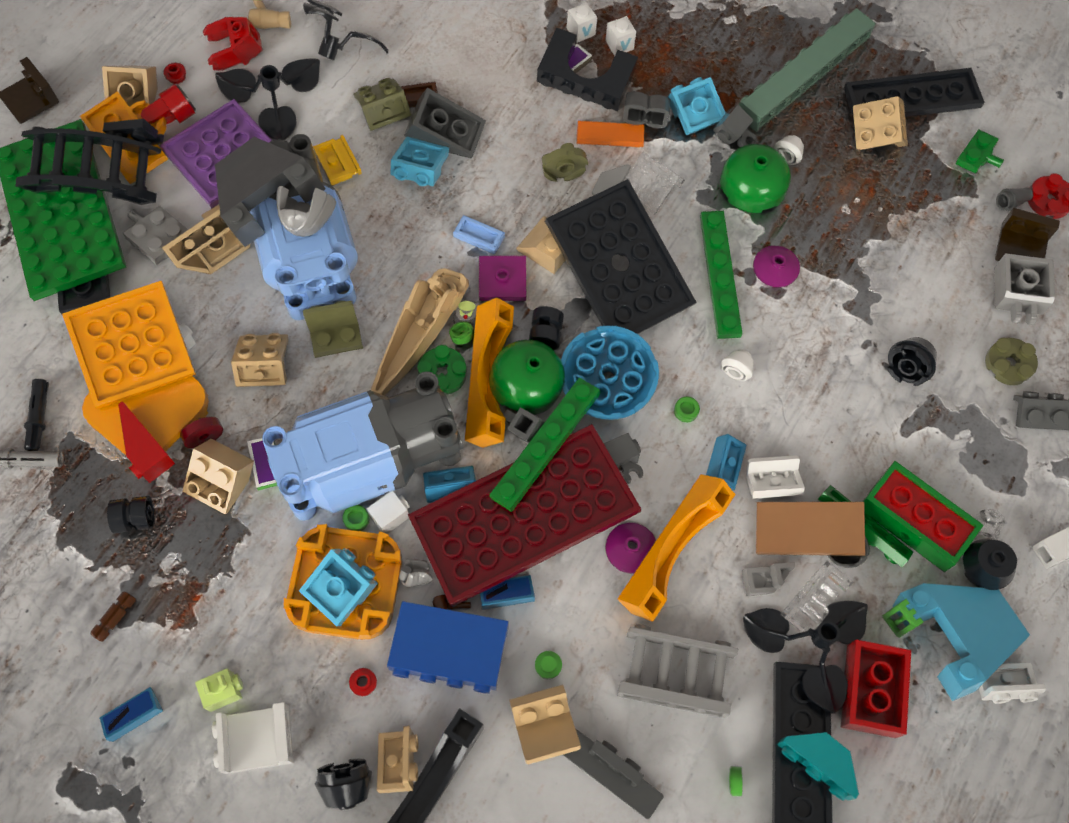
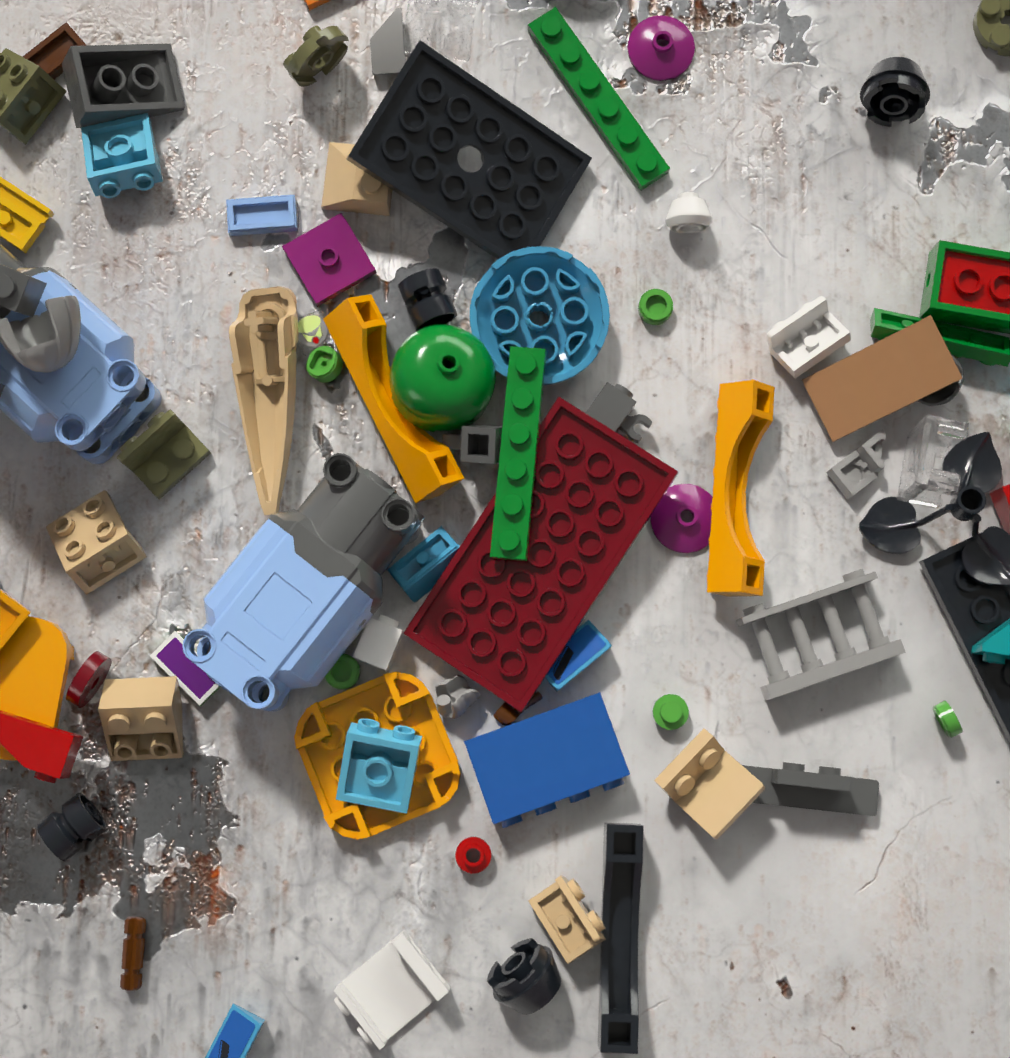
camera: 30 degrees left, 15 degrees up
(219, 689) = (317, 960): yellowish green brick -> none
(445, 357) = (319, 409): green plate -> none
(727, 459) = (737, 347): dark azure slope -> none

